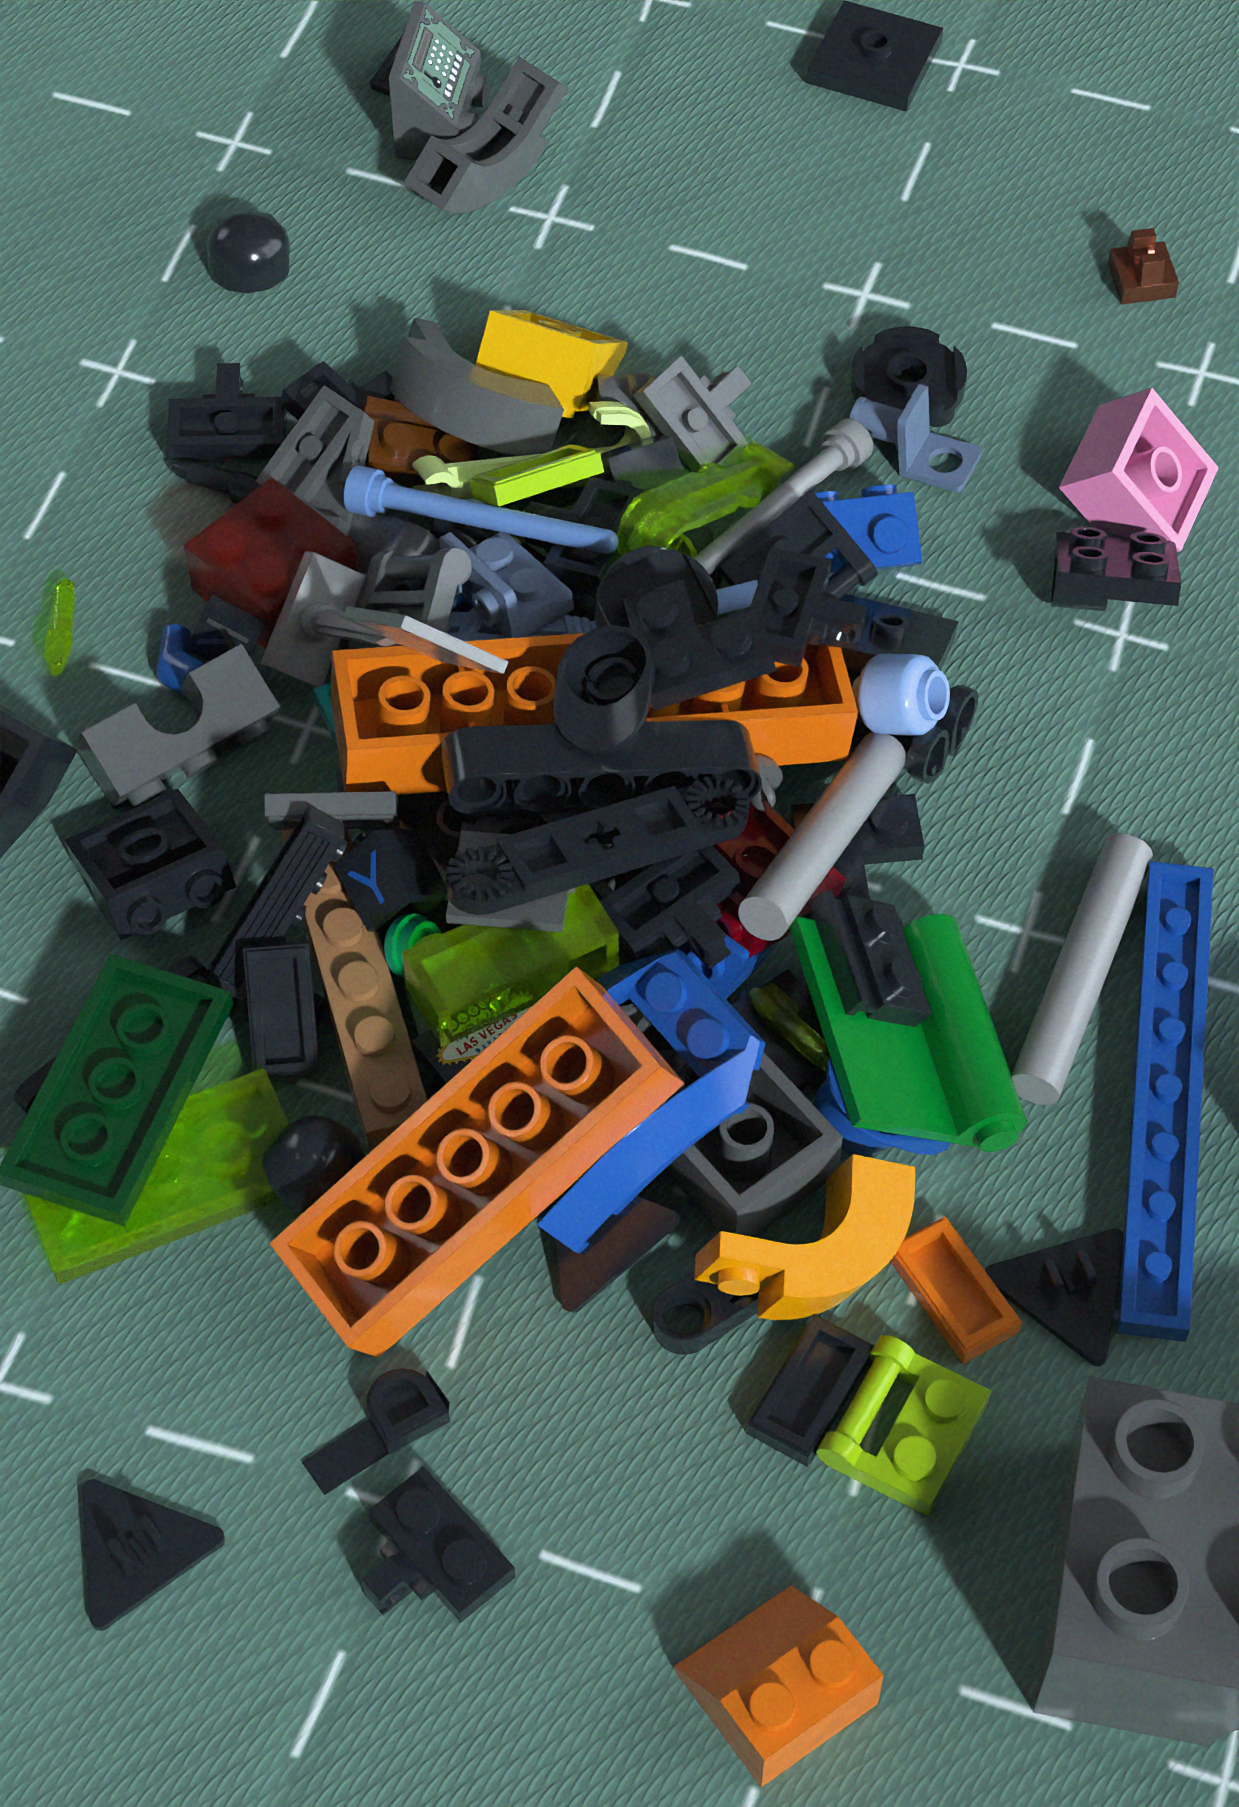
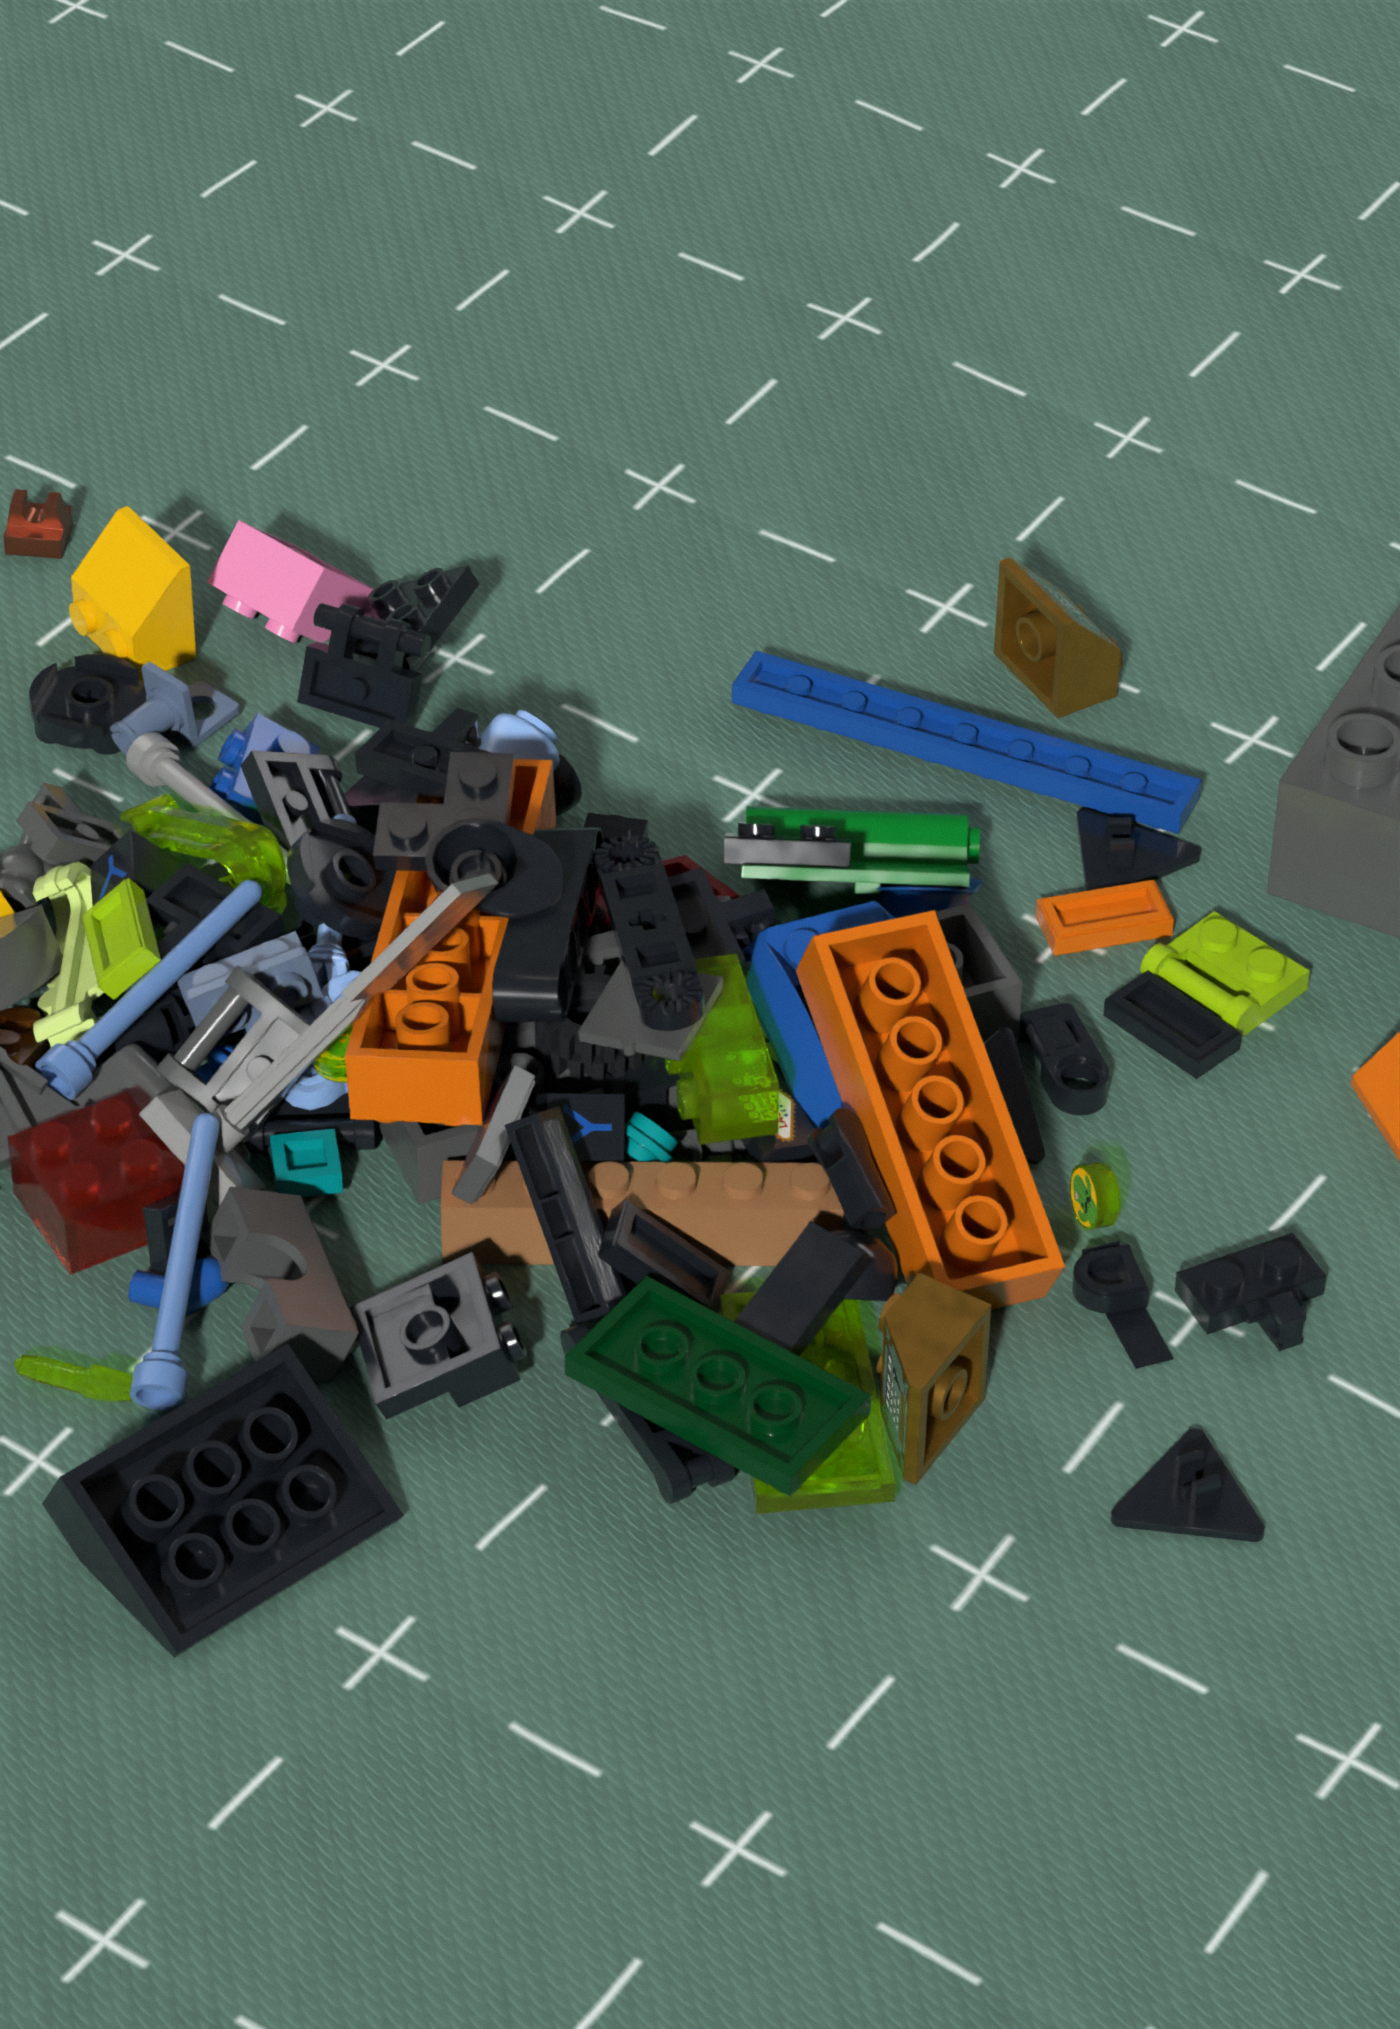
camera: 75 degrees left, 15 degrees down
(57, 678) = (160, 1378): none -> medium blue piece
(172, 1258) = (930, 1369): none -> pearl gold slope
(242, 1124) = (804, 1289): none -> black tile
(389, 1114) = (850, 1168): none -> black bar
(506, 1365) = (1095, 1195): none -> clear neon green tile
(821, 837) = (727, 866): light grey piece -> none
(863, 1227) = (1057, 951): light orange arch -> none
(1021, 555) = (356, 684): none -> black plate
(1038, 363) = (135, 596): none -> yellow slope
(1081, 969) = (810, 752): light grey piece -> none

